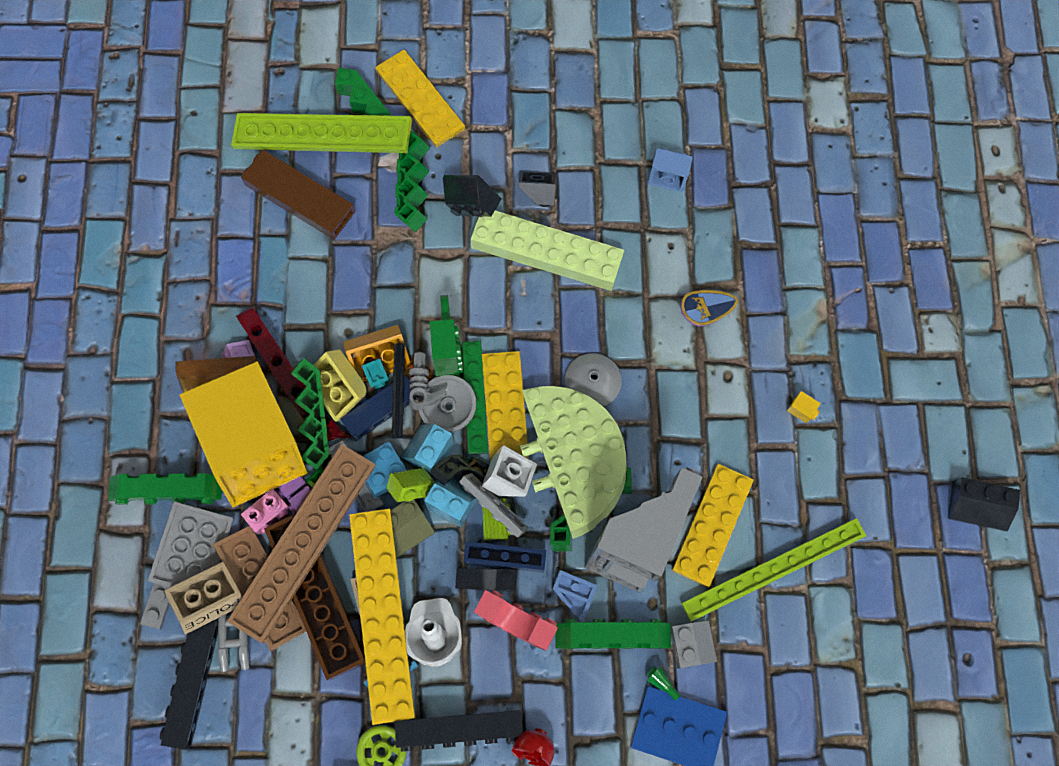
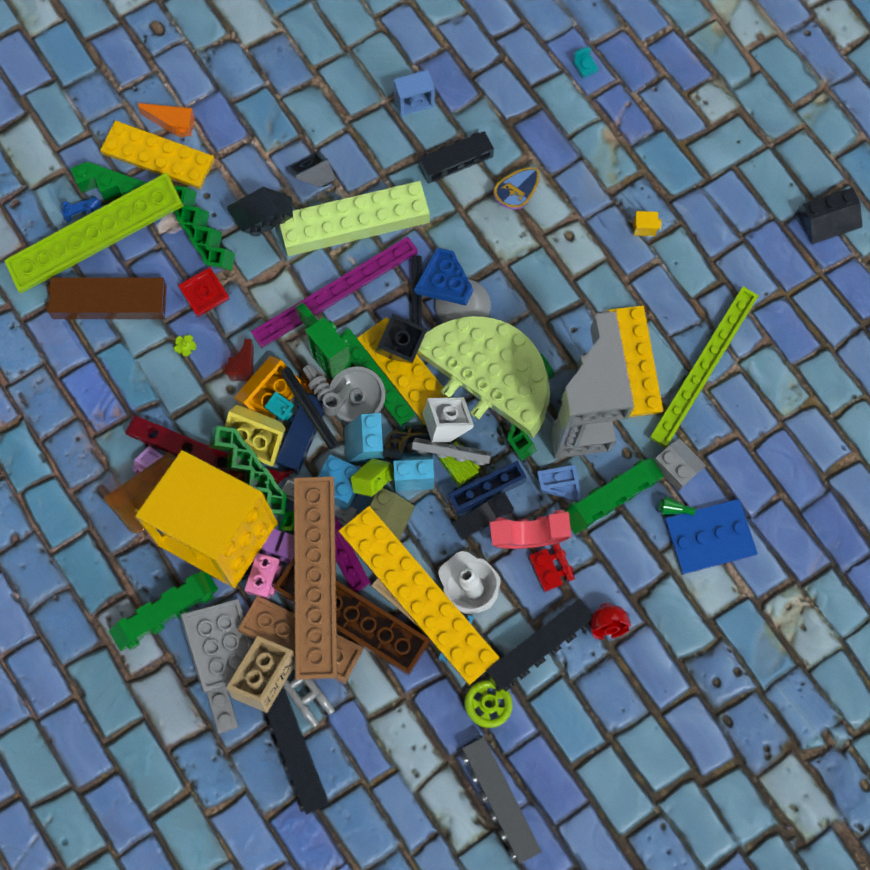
camera: 30 degrees left, 0 degrees up
(334, 108) = (88, 206): none -> blue pin
(335, 271) = (185, 345): none -> lime plant
(344, 548) = (349, 562): none -> magenta plate
(370, 318) = (241, 365): none -> clear red arch
(380, 236) = (203, 292): none -> red plate
(453, 77) = (173, 119): none -> orange slope
(491, 302) = (336, 291): none -> magenta plate
(511, 661) = (546, 570): none -> red plate
(515, 379) = (401, 339): none -> black slope
(556, 350) = (416, 299): none -> black axle
(589, 349) = (445, 279): none -> blue plate
(671, 247) = (456, 157): none -> black brick
(841, 230) = (584, 62): none -> teal bracket

